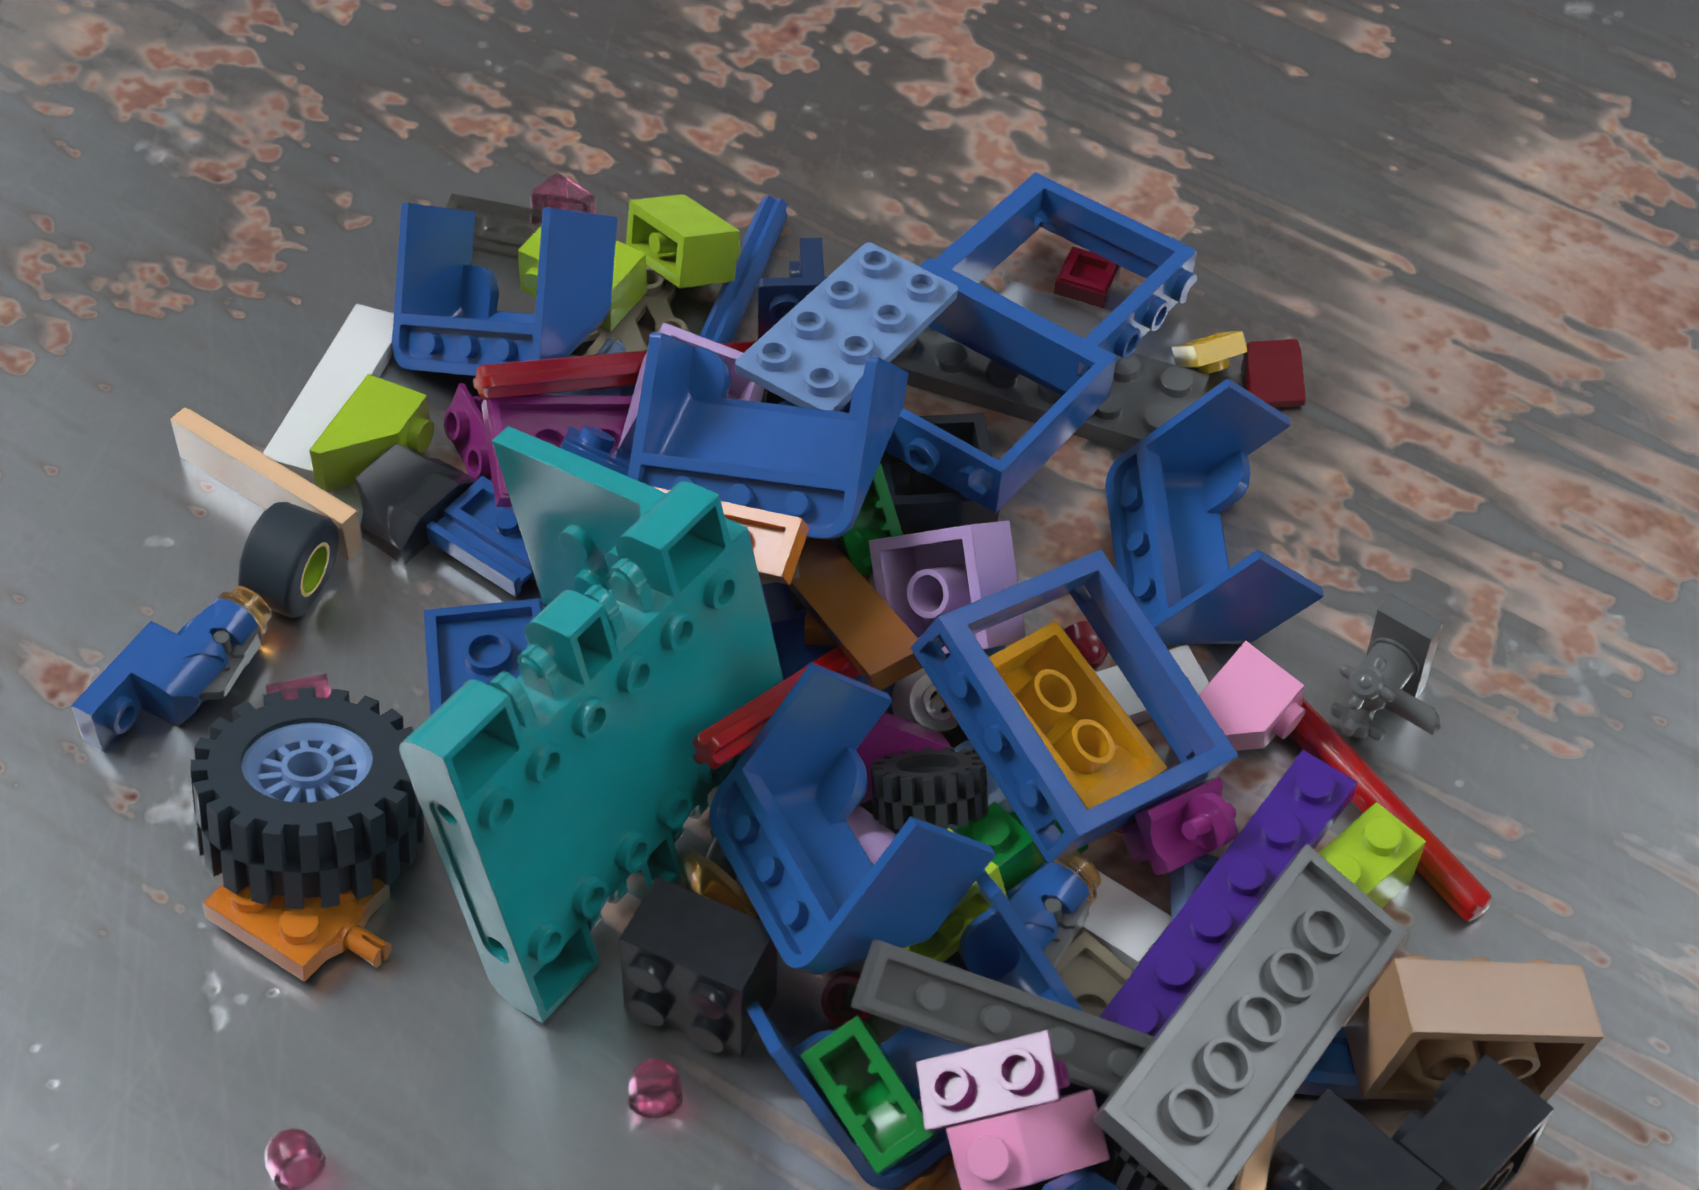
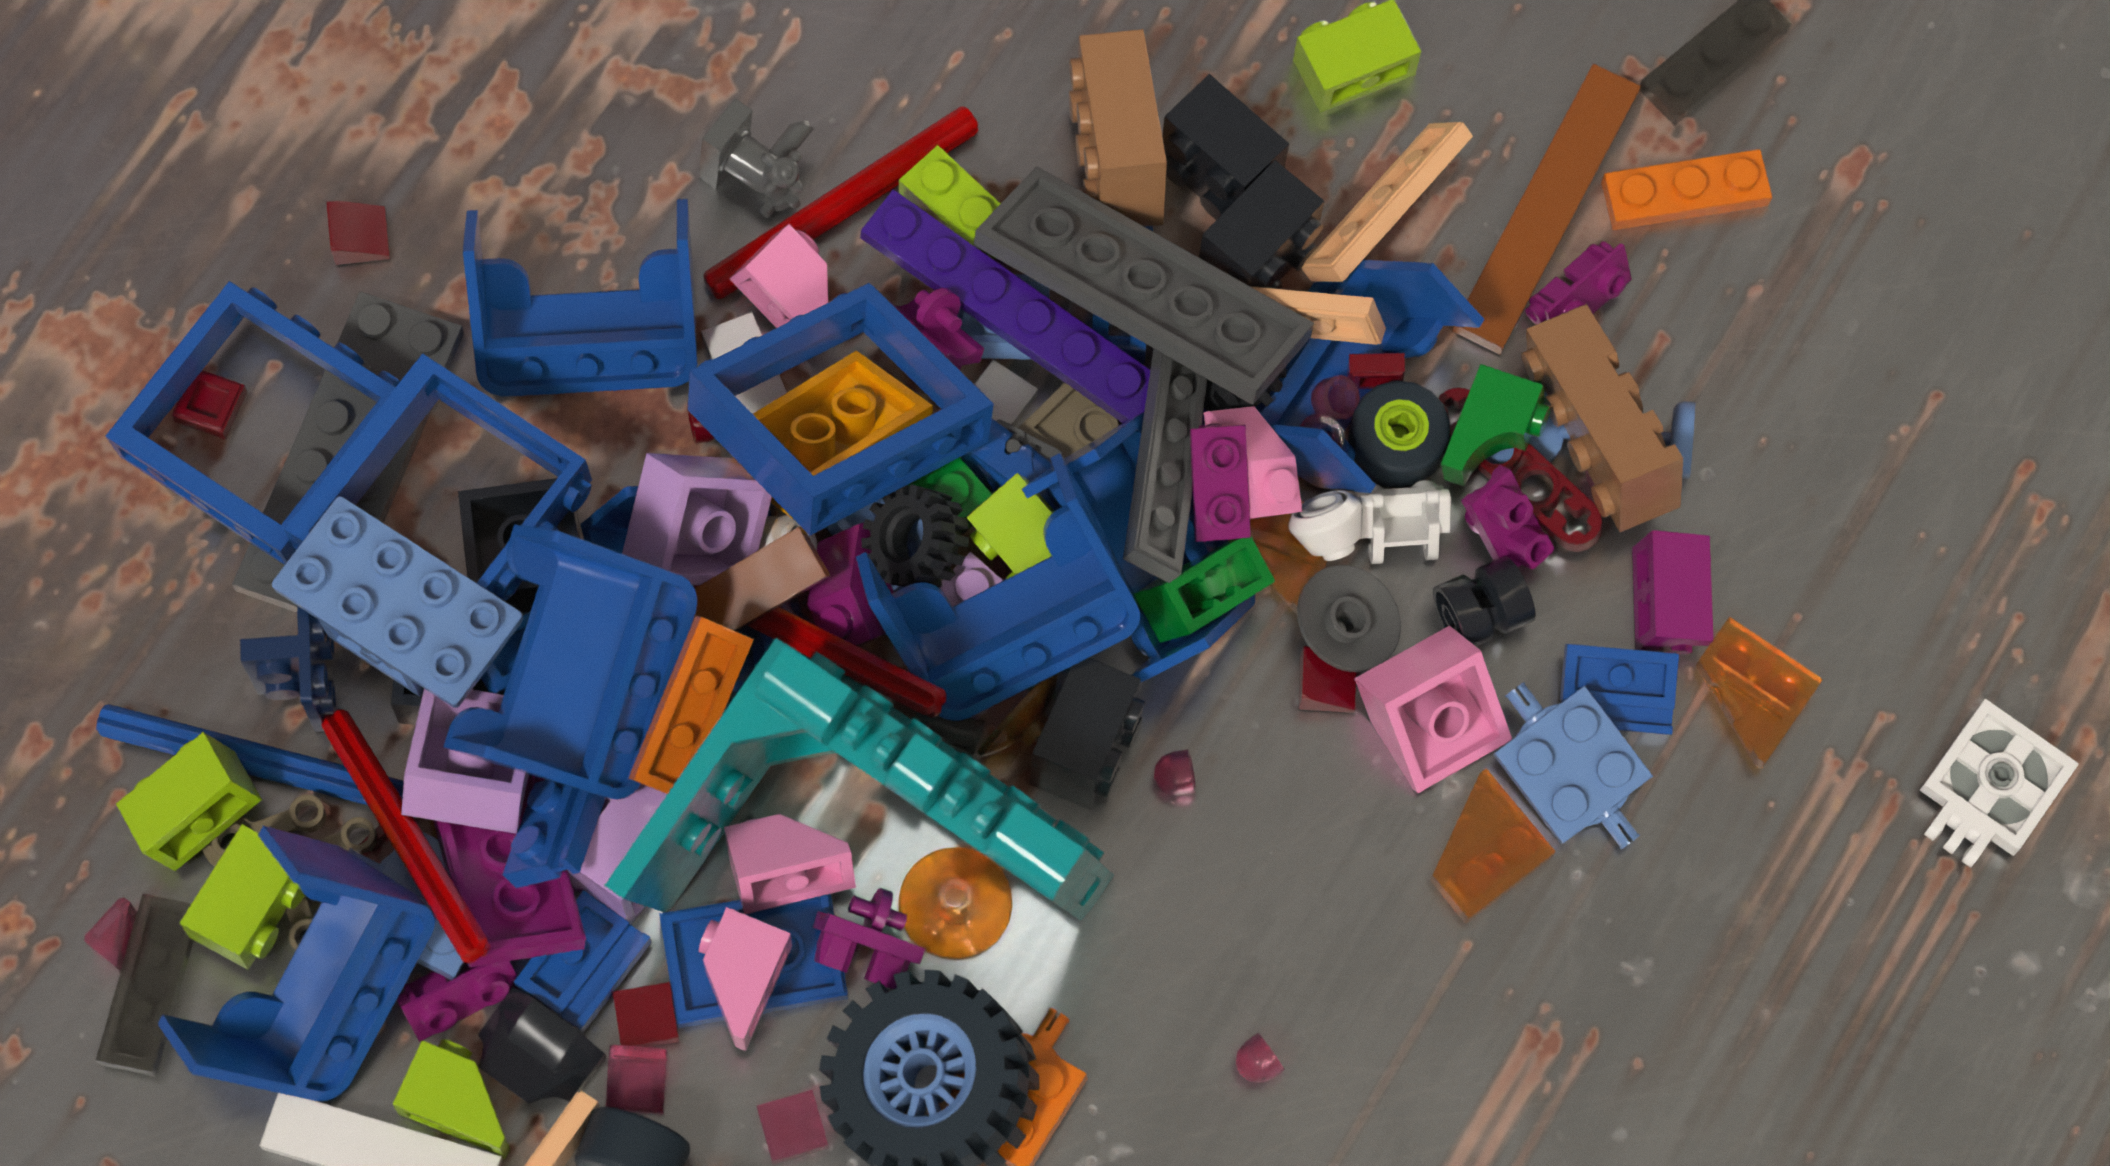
camera: 95 degrees left, 20 degrees up
(374, 580) = (637, 1079): none -> clear pink slope
(436, 586) = (646, 1016): none -> dark red tile
(454, 641) = (743, 968): none -> bright pink slope
(1210, 352) = (328, 287): yellow plate -> none

